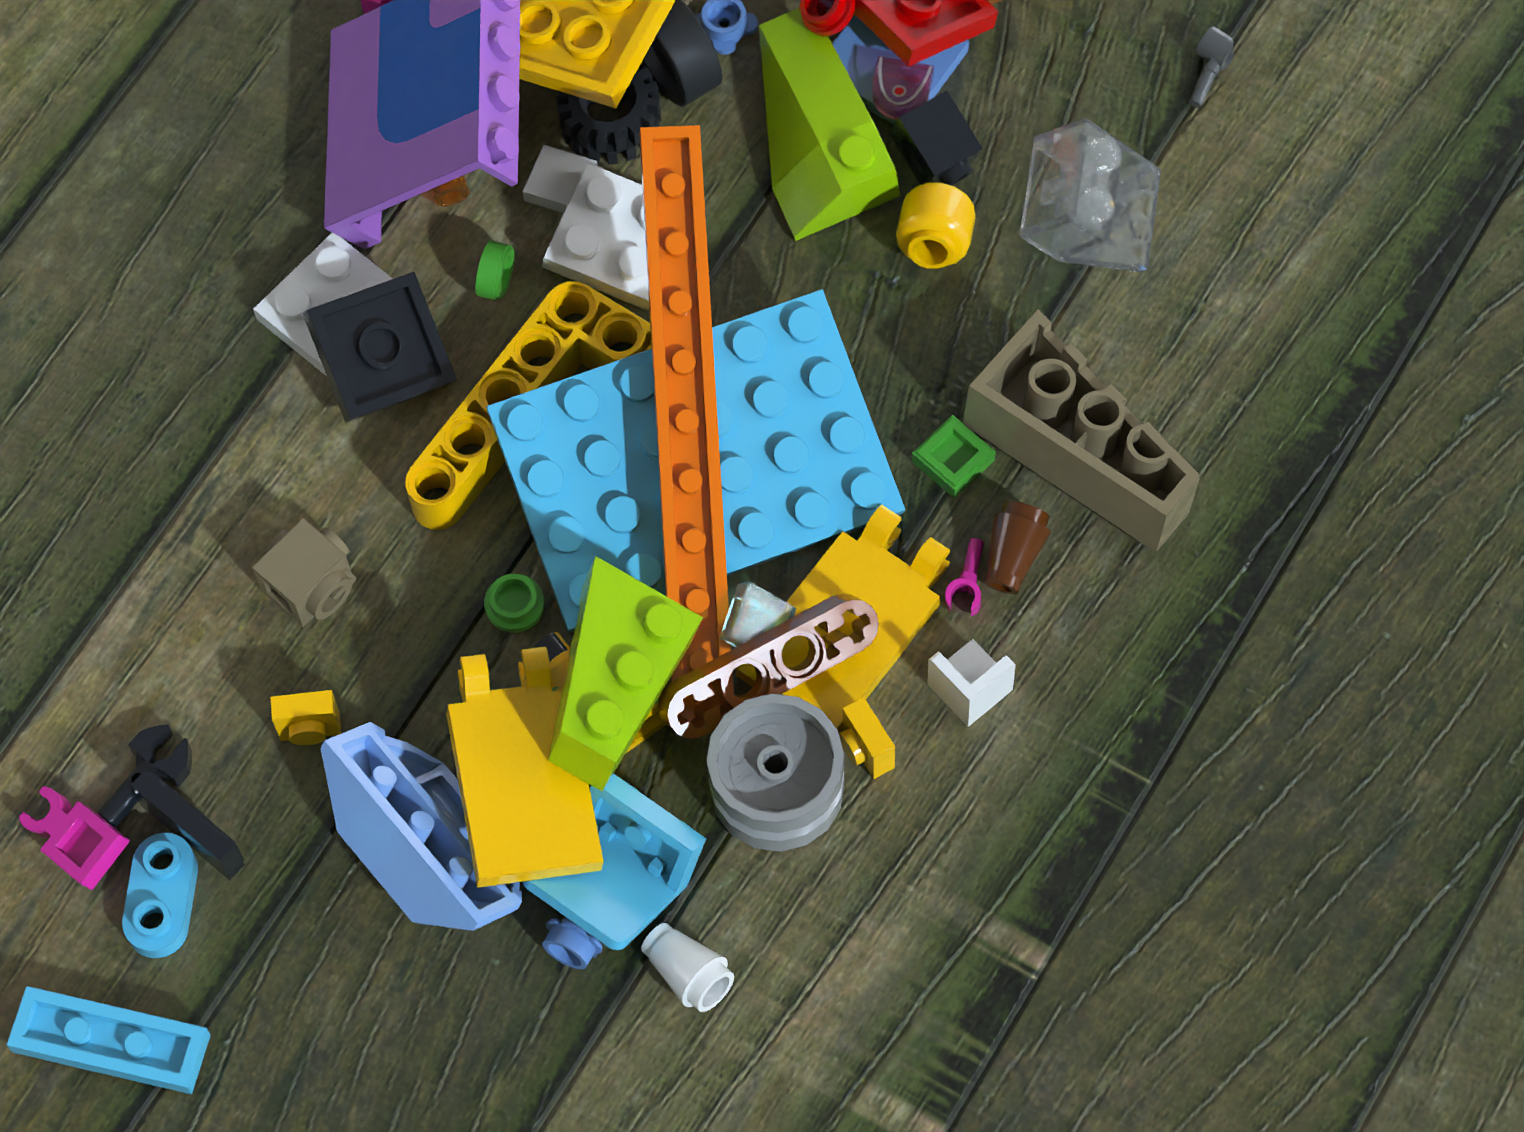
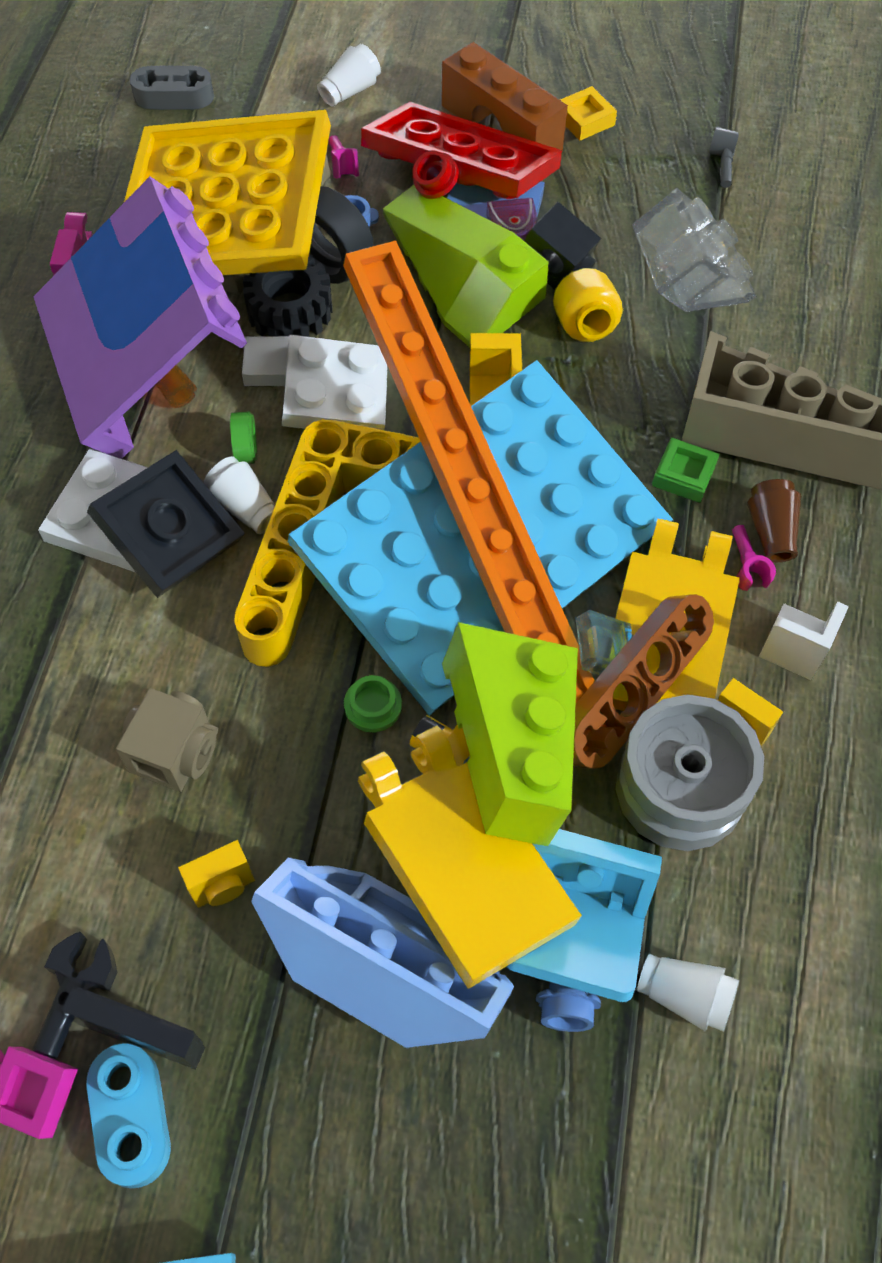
camera: 25 degrees left, 5 degrees down
(468, 333) = (240, 493): none -> white cone
(797, 268) = (492, 362): none -> yellow panel

